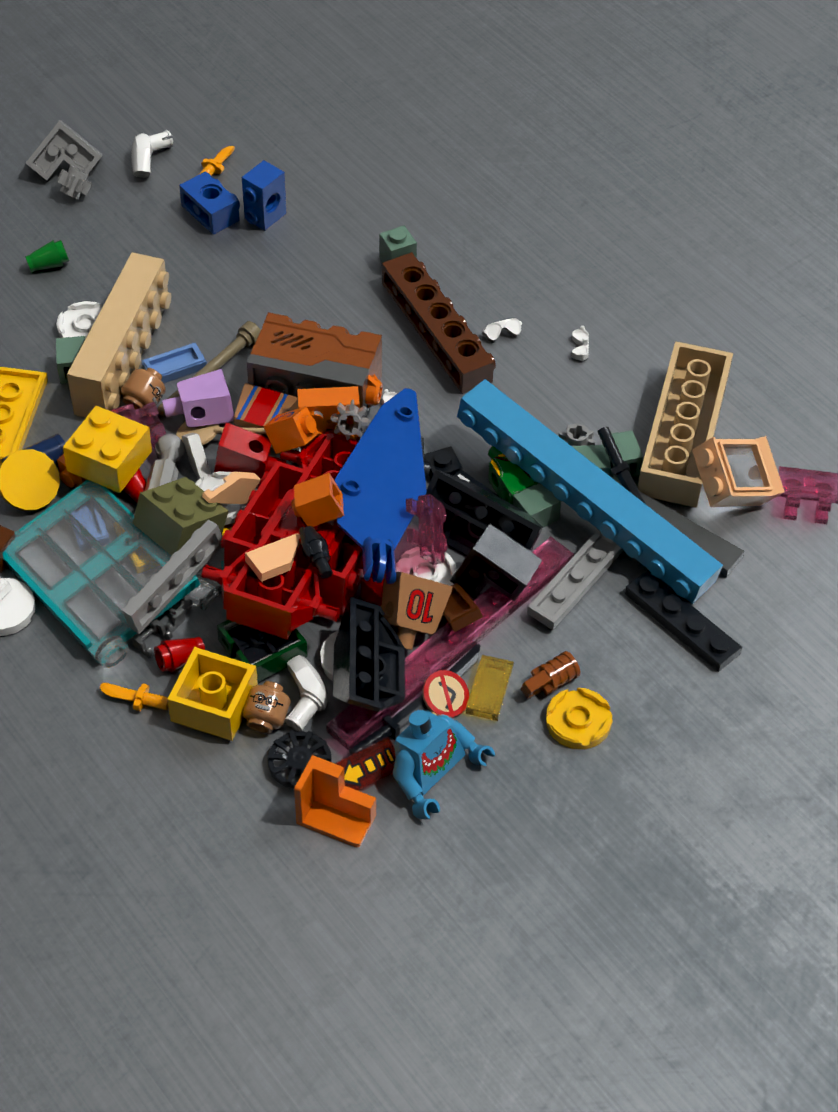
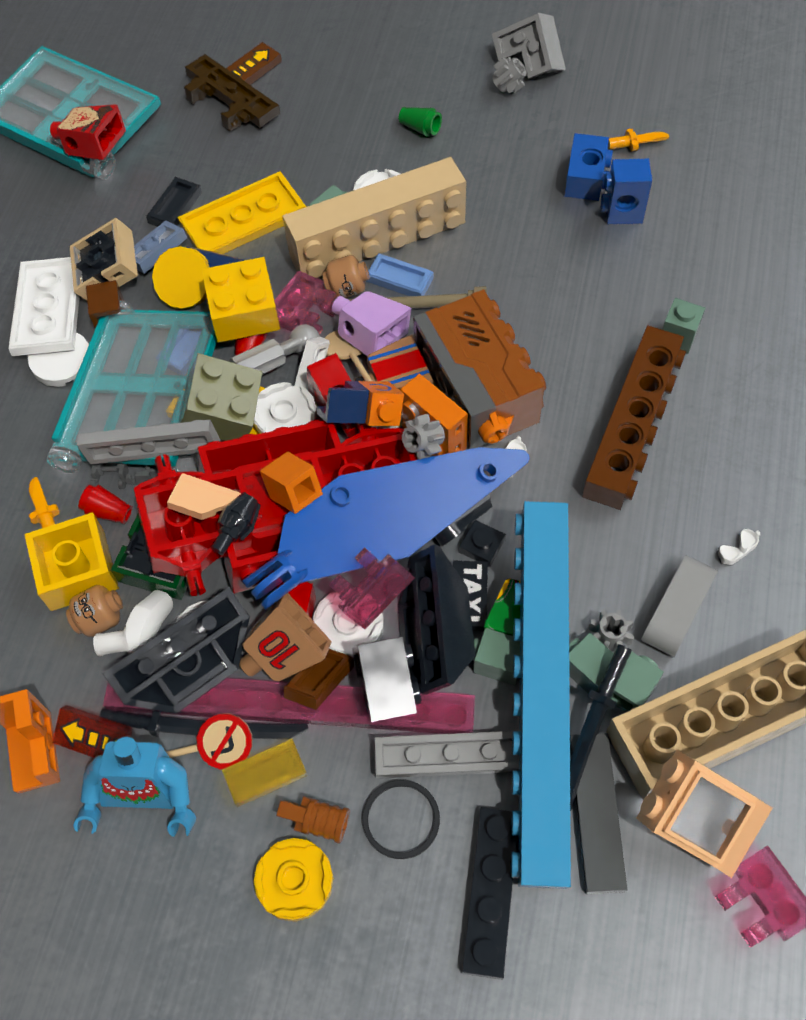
camera: 55 degrees right, 10 degrees up
(143, 149) = (591, 87): white arm -> none
(234, 490) = (273, 411): light nougat tile -> none
(278, 442) = (345, 404): none -> dark blue panel
(296, 757) = (67, 676): black wheel -> none
(494, 329) = (697, 475): white piece -> none
(589, 612) = (401, 783): none -> black piece
(592, 396) = (679, 605): none -> light grey beam

